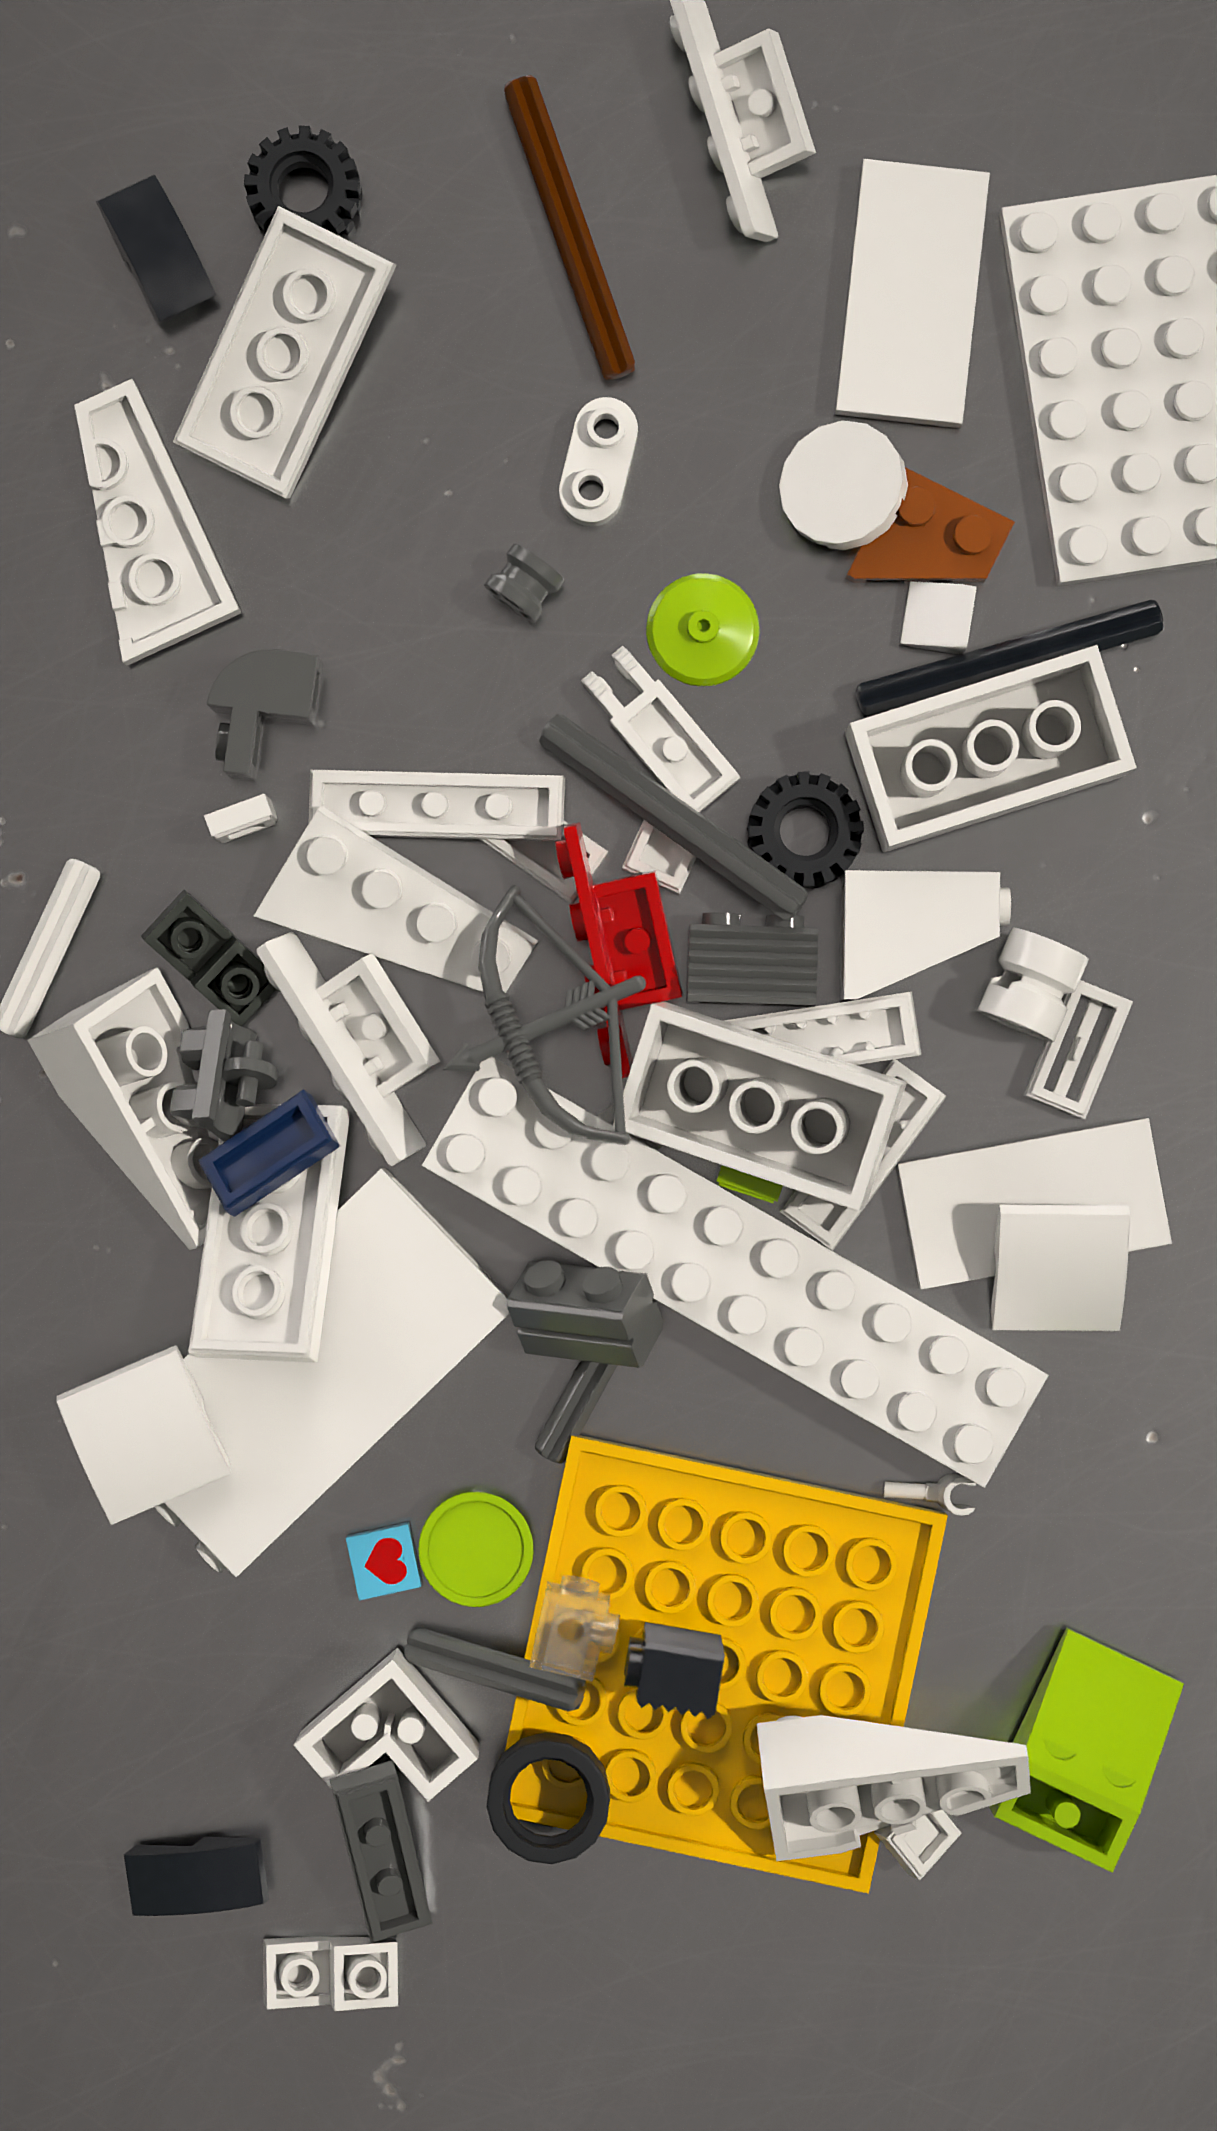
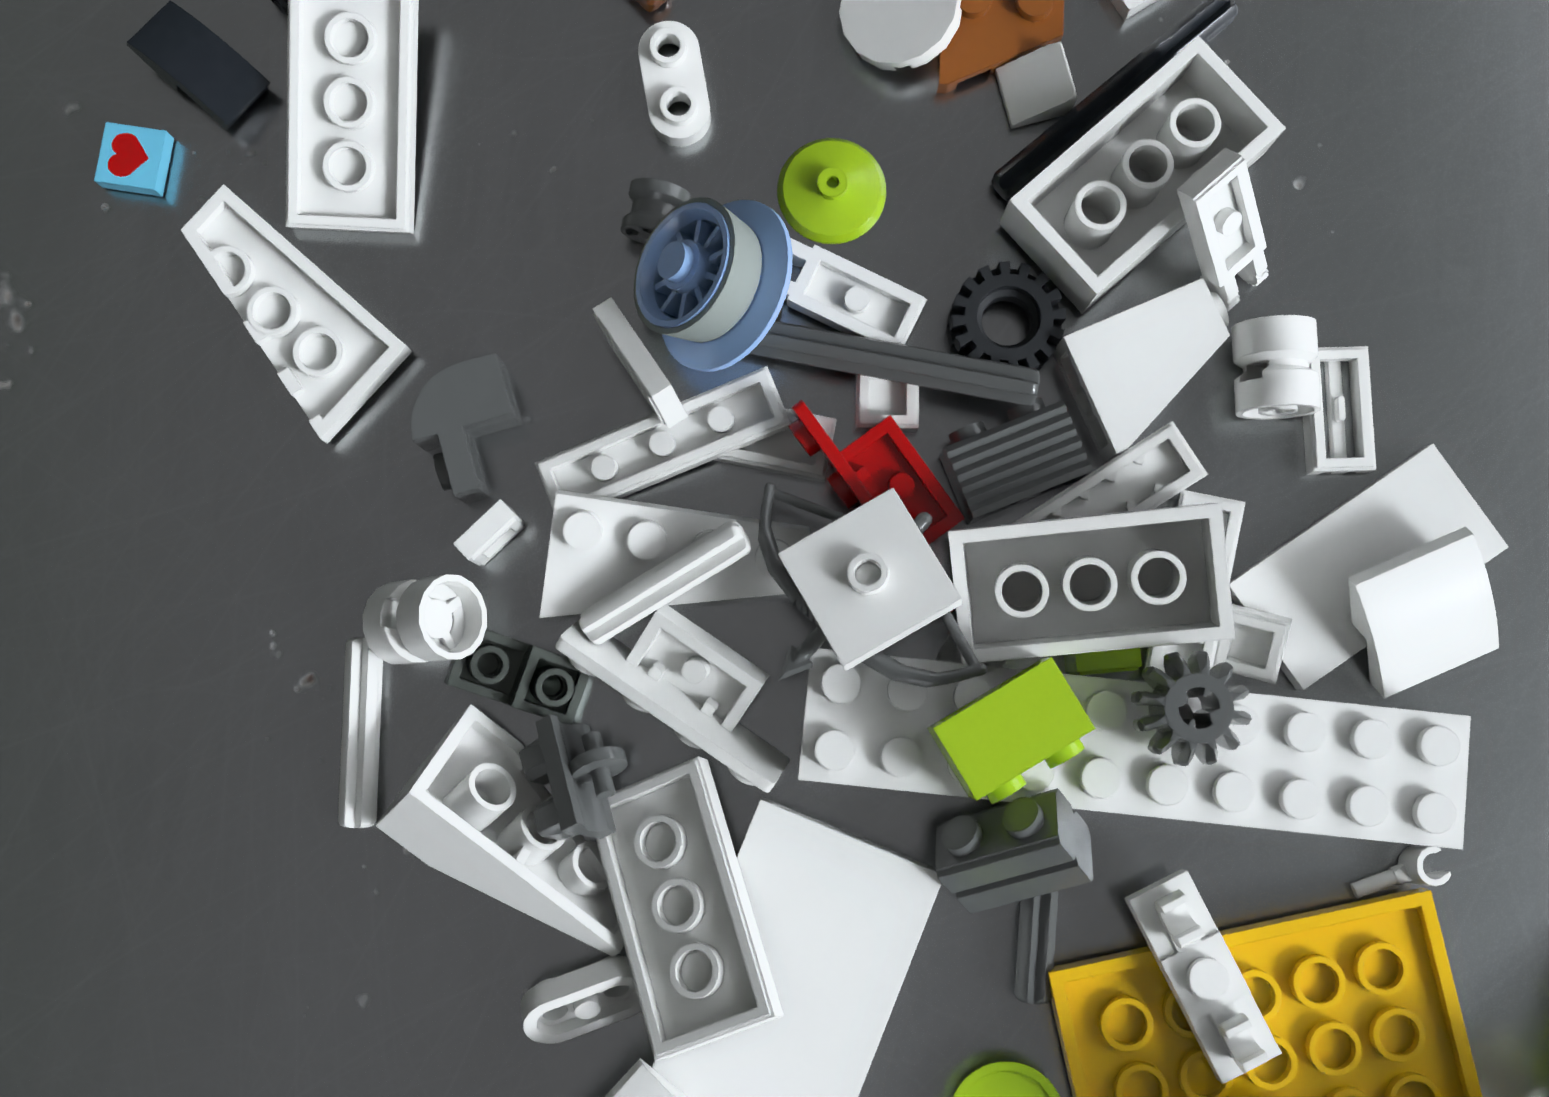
camera: 25 degrees left, 5 degrees down
(57, 311) = (134, 159): none -> medium azure tile
(143, 1277) = (580, 1001): none -> white plate
(149, 874) = (425, 620): none -> white wheel
(269, 1153) = (648, 832): dark blue tile -> none
(380, 935) = (665, 582): none -> white axle
(444, 722) = (639, 363): none -> white tile
(546, 676) = (714, 280): none -> light blue piece
(562, 1015) = (870, 579): none -> white plate
(625, 1204) = (1012, 730): none -> lime brick
(706, 1496) = (1203, 976): none -> white plate
(806, 1271) = (1208, 724): none -> dark grey gear
(892, 1226) = (1257, 644): none -> white tile
(1036, 834) = (1224, 225): none -> white hinge

